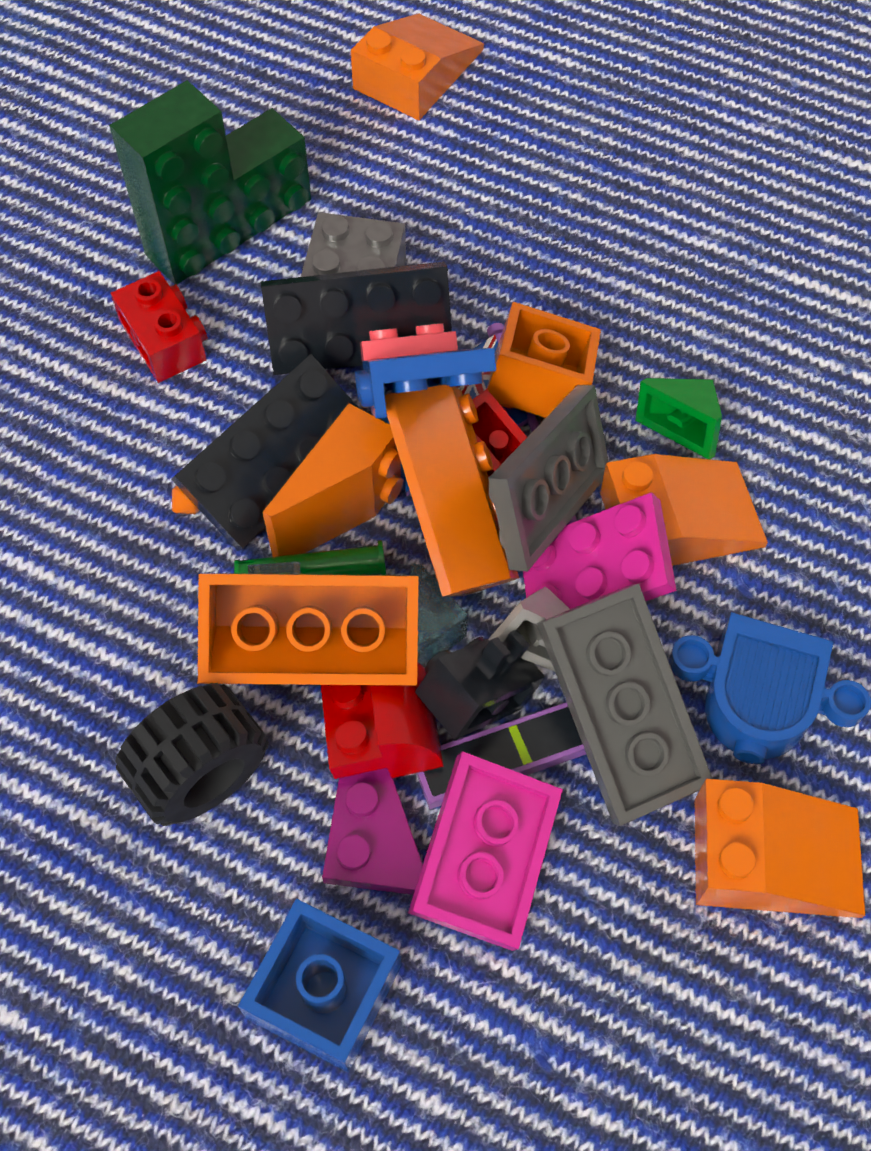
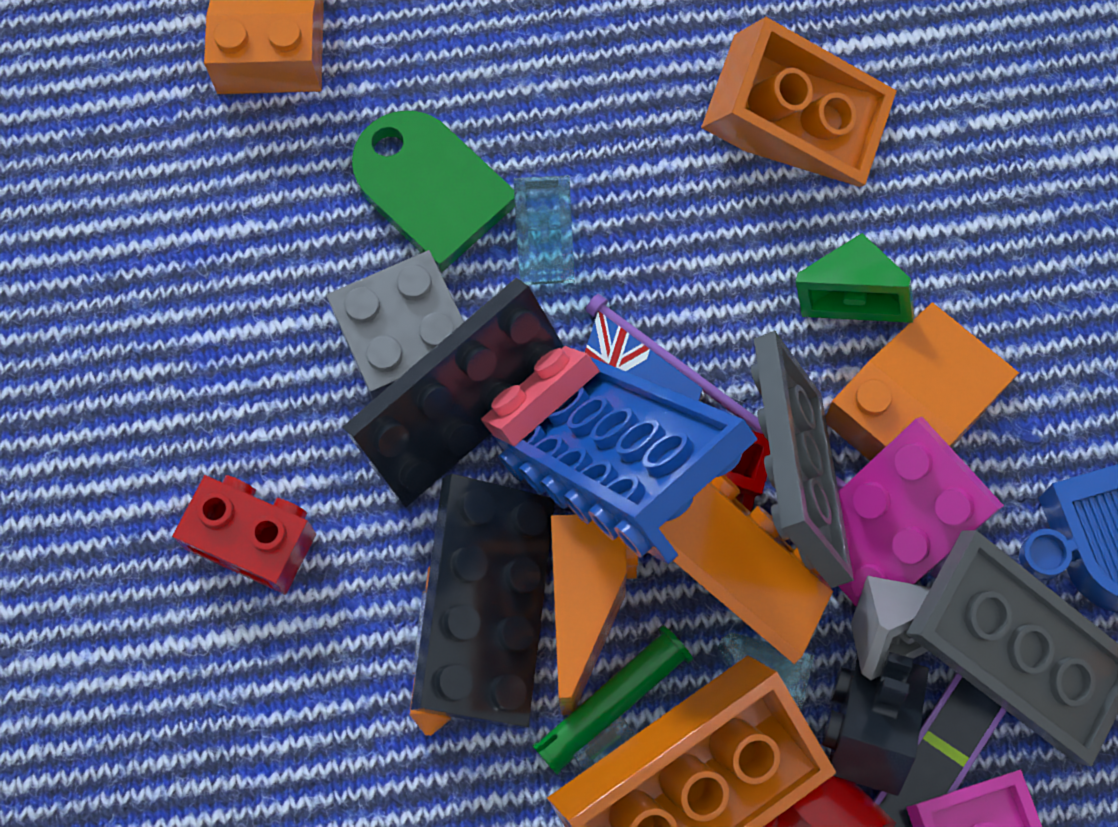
camera: 30 degrees left, 10 degrees up
(204, 189) = (183, 339): dark green piece -> none
(443, 209) = (431, 188): none -> green tile
(496, 261) = (544, 229): none -> clear light blue slope
(541, 359) = (688, 323): orange brick -> none
(732, 288) = (798, 104): none -> orange slope

